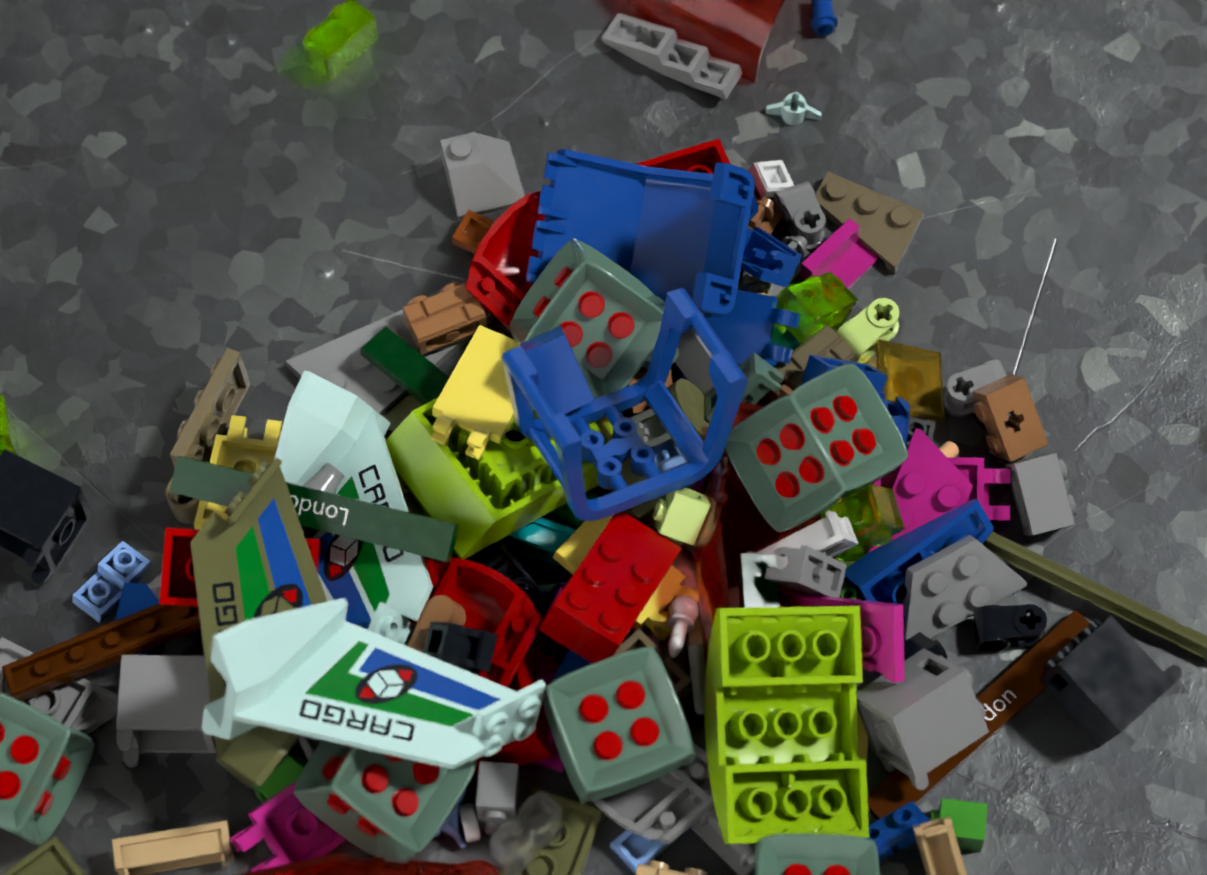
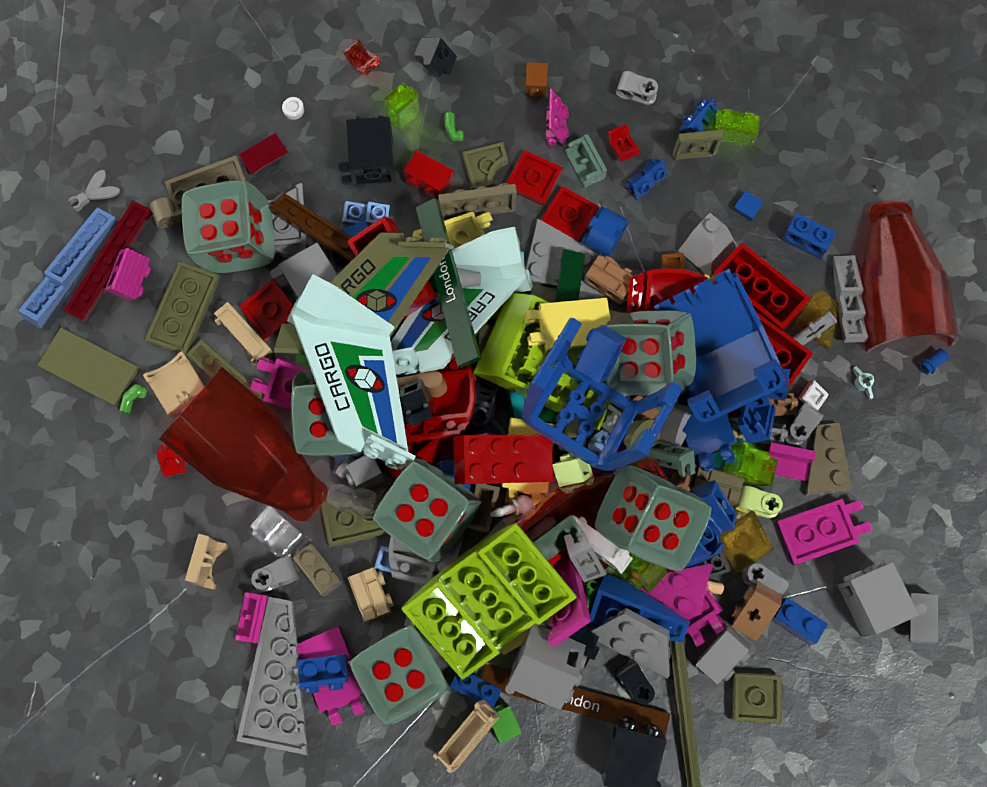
camera: 55 degrees right, 10 degrees up
(68, 392) = (449, 120): none -> bright green arm
(81, 239) = (536, 79): none -> dark orange brick
(117, 462) = (428, 175): none -> red brick
(152, 384) = (484, 163): none -> olive tile
(157, 249) = (556, 121): none -> dark pink hinge
(160, 793) = (268, 309): none -> red tile
(190, 123) = (635, 88): none -> light grey piece
(221, 324) = (534, 177): none -> red tile
(248, 249) = (586, 161): none -> sand green hinge
(258, 190) = (622, 144): none -> red bracket
(287, 62) = (704, 111): none -> blue hinge
(307, 316) = (570, 213): none -> red tile
(327, 176) = (653, 173): none -> blue hinge
(333, 97) = (697, 144): none -> olive plate
(372, 284) = (605, 231): none -> blue brick
(458, 94) = (748, 205): none -> blue tile
(554, 47) = (808, 236): none -> blue brick
(608, 130) = (767, 288): none -> red brick
(674, 108) = (818, 307): none -> clear yellow wing
(686, 115) = (815, 329): none -> light grey pin
(954, 282) = (821, 530): none -> dark pink tile
(1059, 377) = (799, 622): none -> blue brick
(1085, 267) = (878, 599): none -> light grey container
(1120, 492) = (756, 698): none -> olive plate
(1143, 233) = (925, 626): none -> light grey hinge

